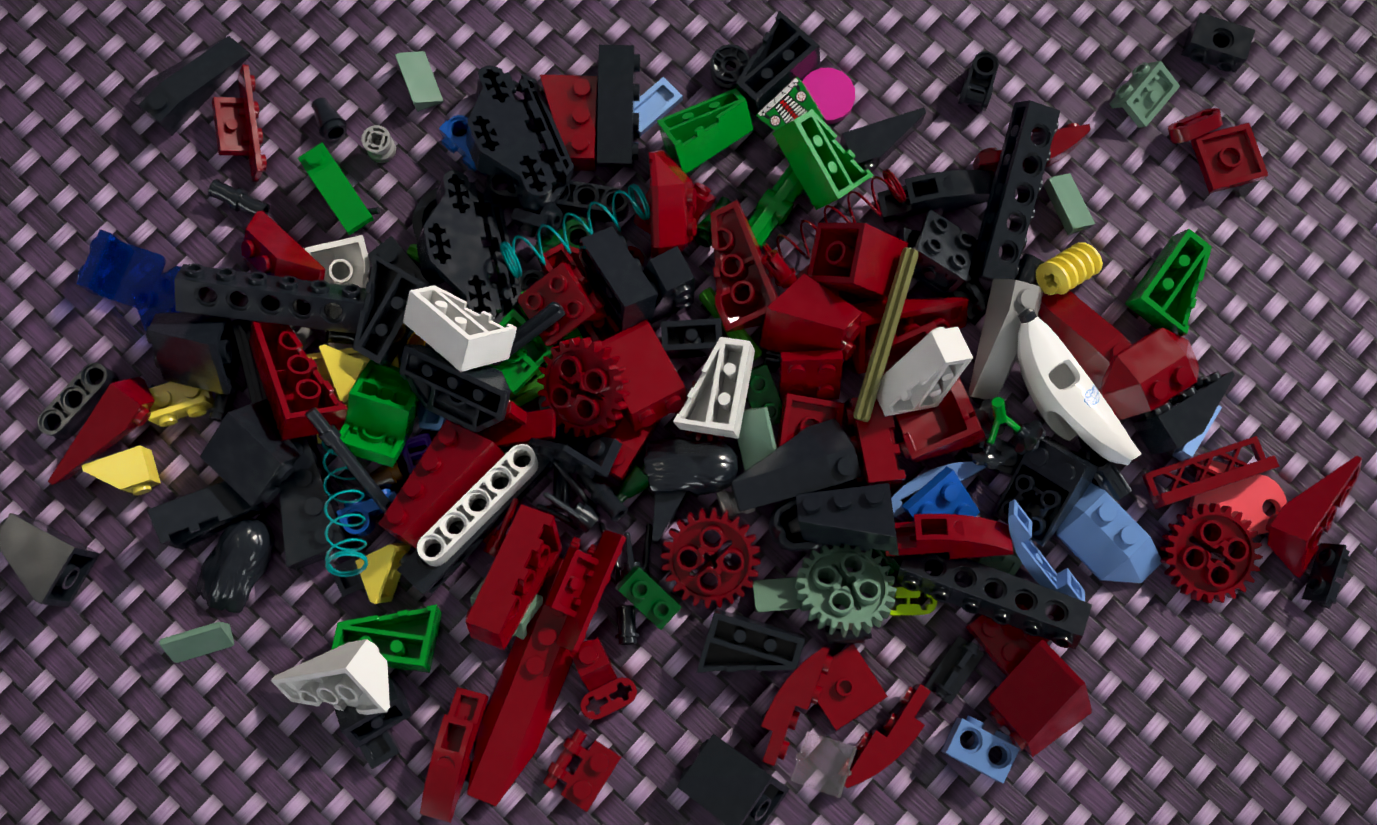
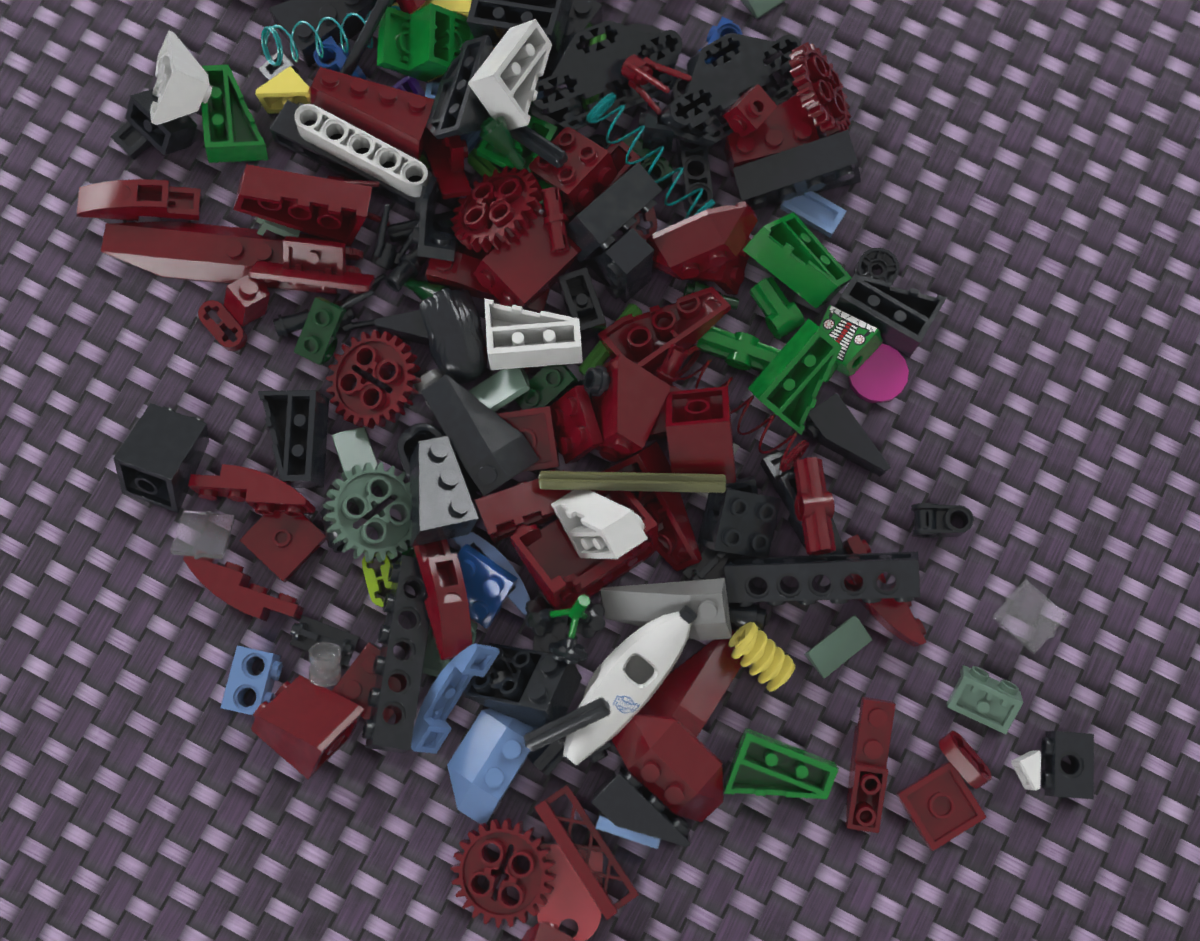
camera: 75 degrees right, 0 degrees up
(389, 477) = (375, 73): dark brown cone -> none
(482, 215) = (639, 73): none -> dark red plant
(514, 361) = (498, 135): none -> dark green cone
(545, 59) = (819, 89): none -> dark red gear
(553, 125) = (750, 111): none -> dark red brick
(589, 776) = (148, 328): dark red plate -> none
(615, 332) = (555, 219): none -> dark red pin
(748, 163) = (780, 314): none -> green piece
(782, 338) = (596, 380): none -> black plate
(950, 179) = (814, 506): none -> dark red piece
(985, 669) = (325, 664): none -> clear wheel
(1078, 36) = (1029, 616): none -> clear piece
(1102, 452) = (567, 724): none -> black axle
(1183, 208) = (868, 765): none -> dark red slope
(1214, 75) = (1028, 769): none -> white slope

